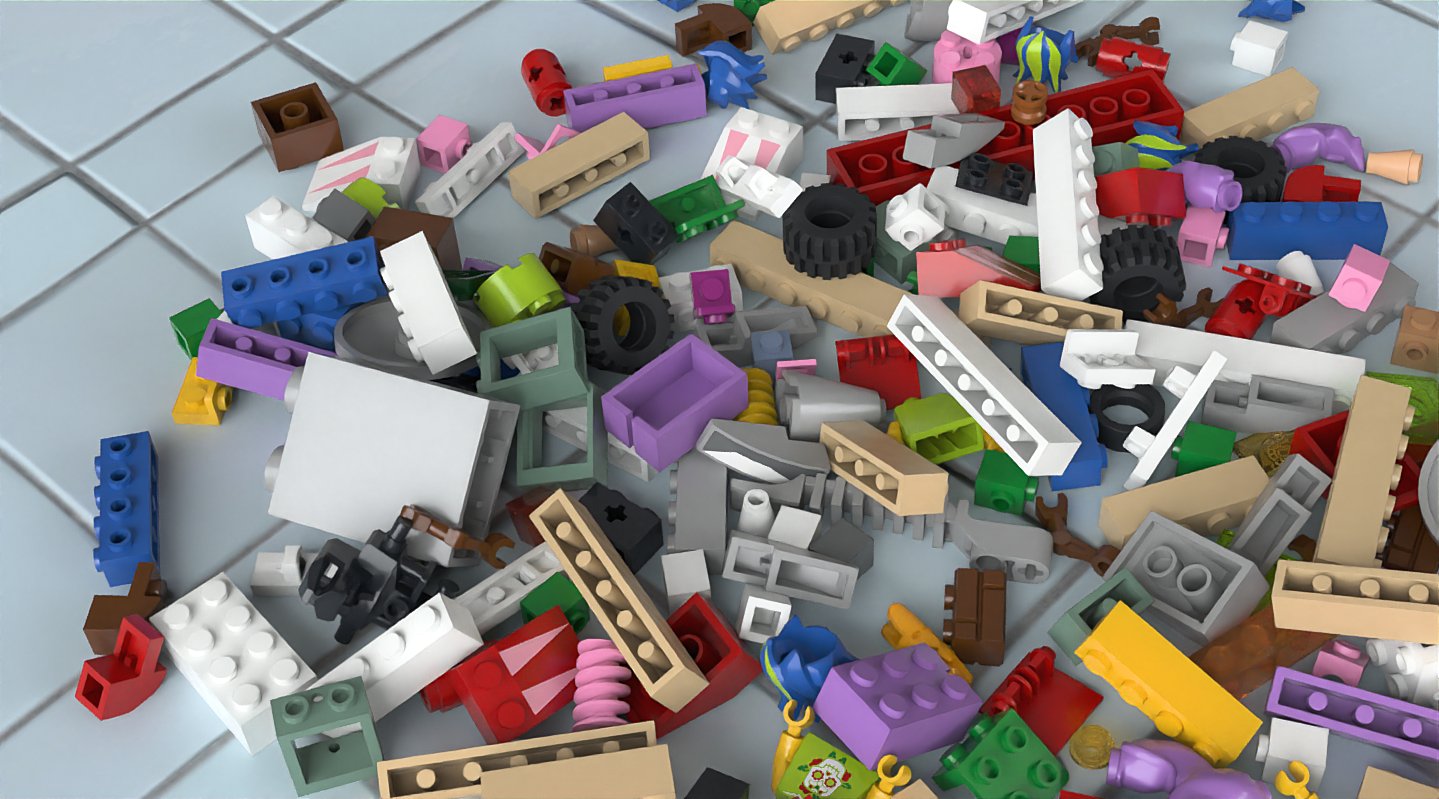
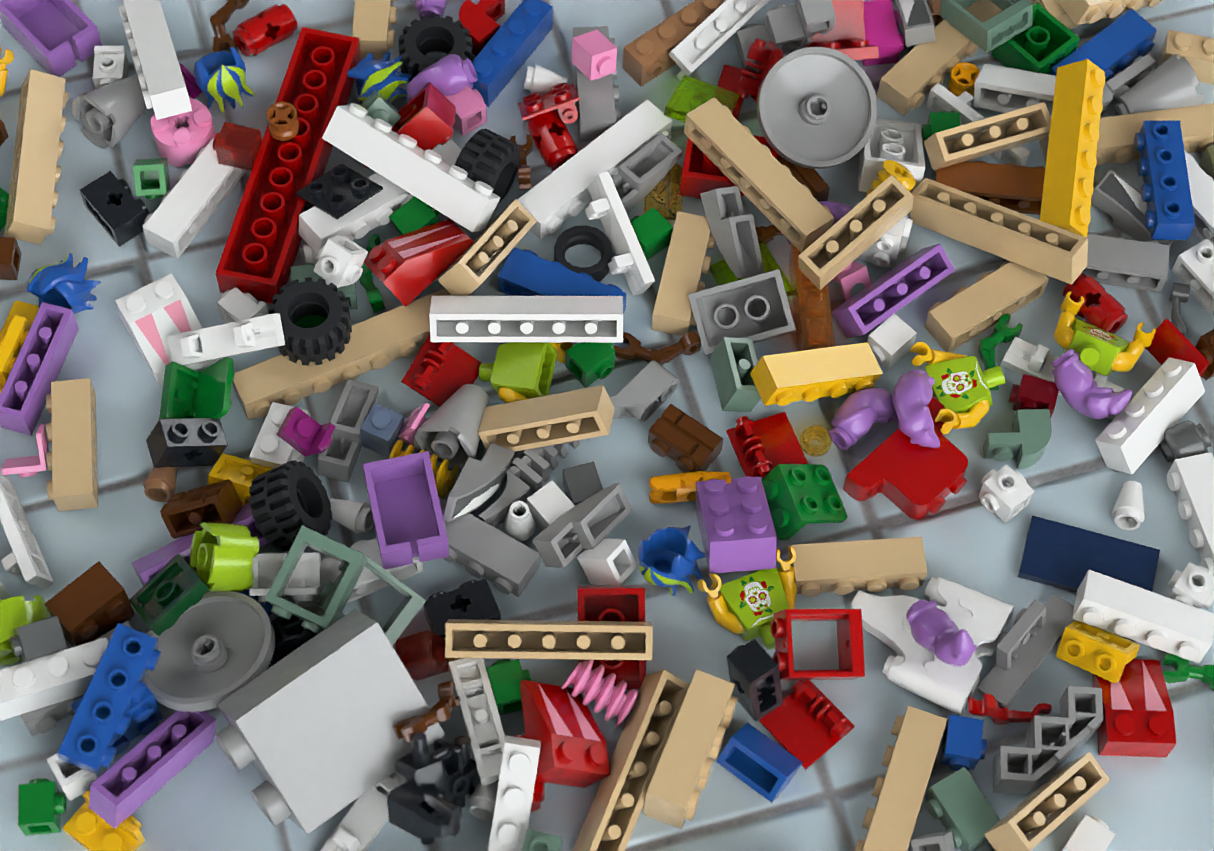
camera: 65 degrees left, 15 degrees up
(426, 303) = (211, 619): white brick -> none
(683, 577) = (543, 595): white brick -> none
(950, 139) = (285, 191): light grey slope -> none
(1105, 358) = (553, 238): white bracket -> none

